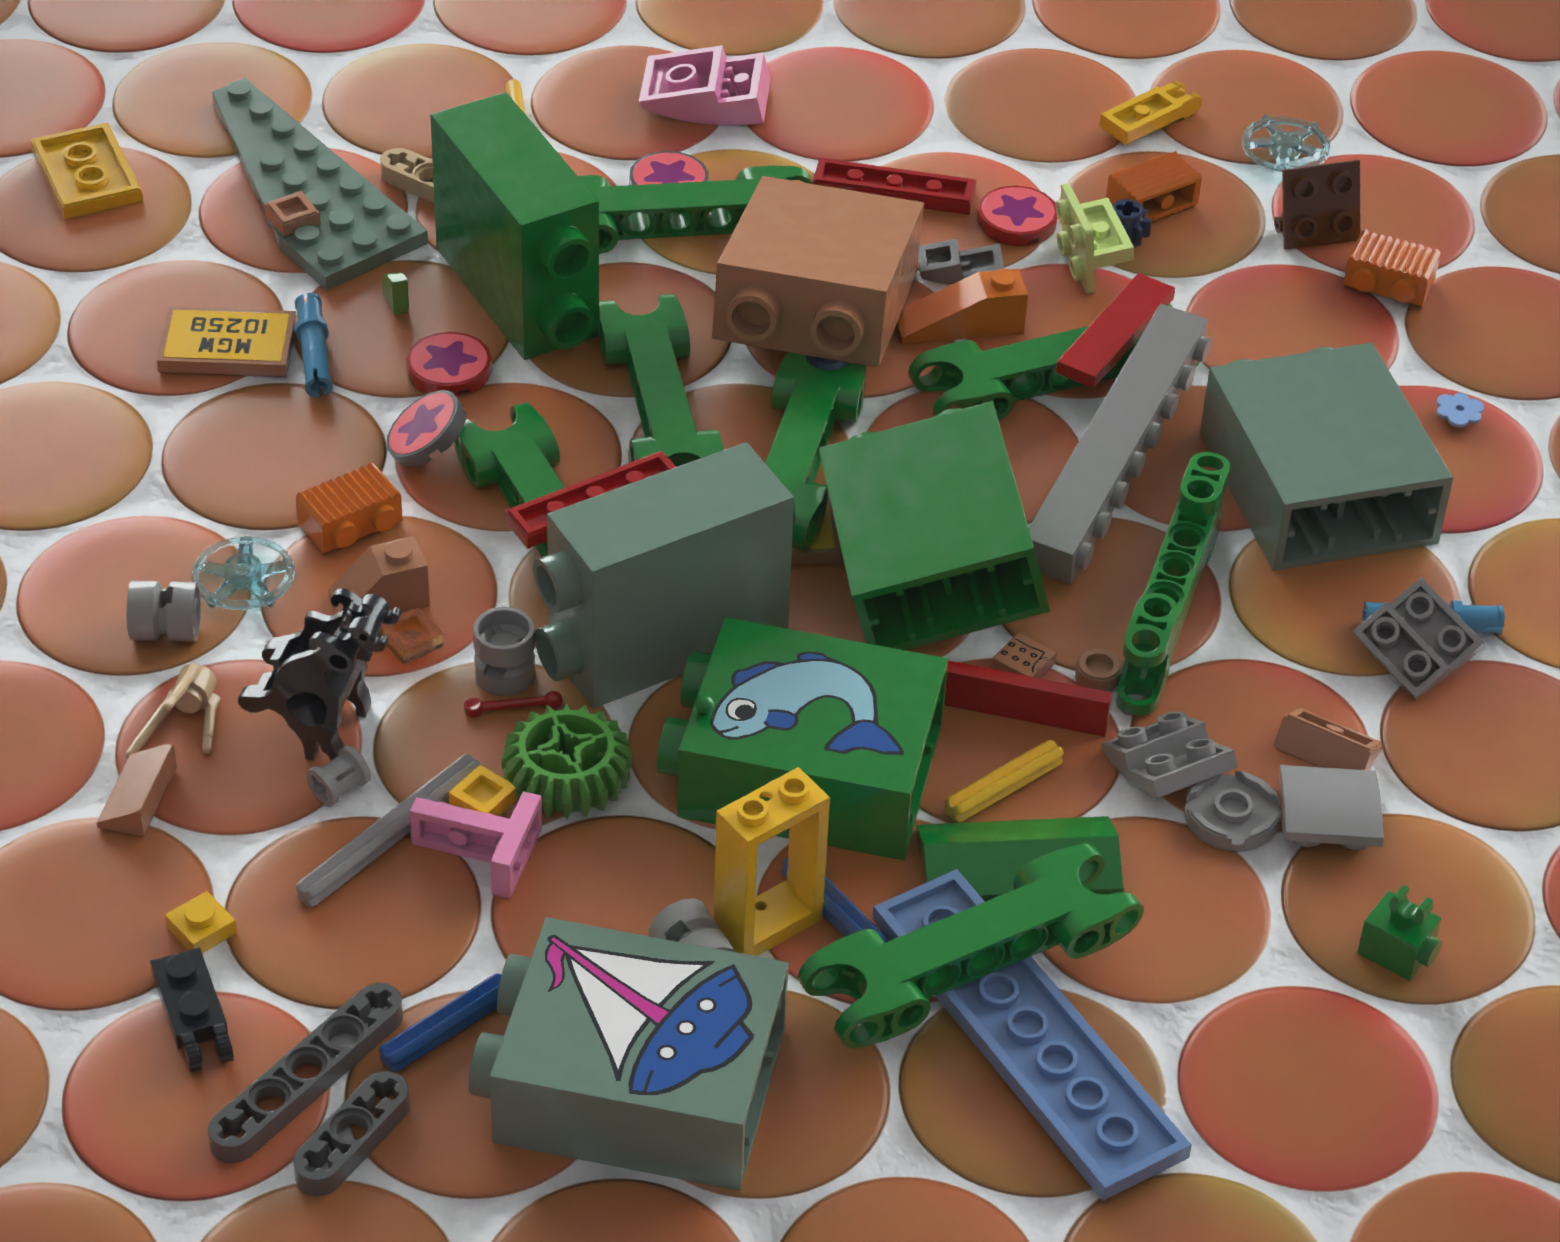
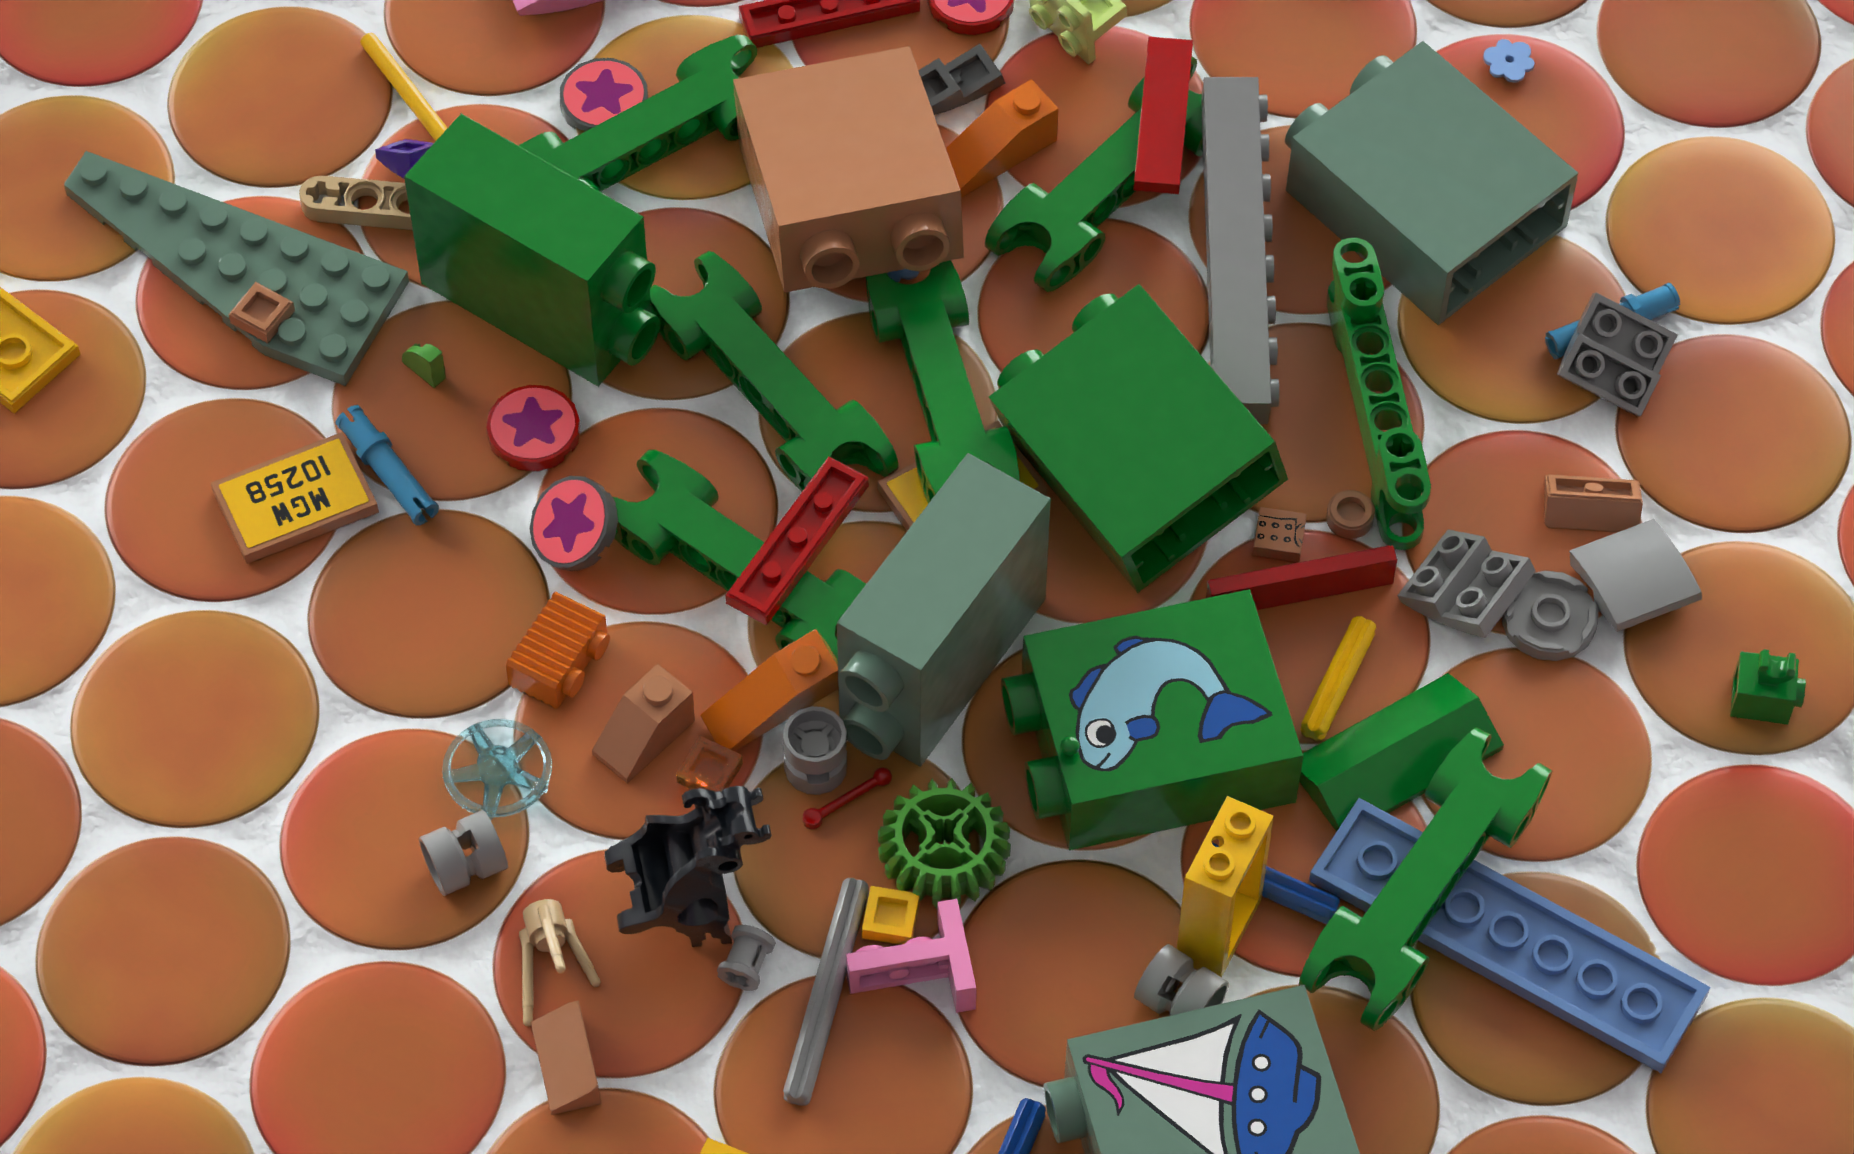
camera: 25 degrees left, 15 degrees up
(501, 583) = (774, 692): none -> orange slope

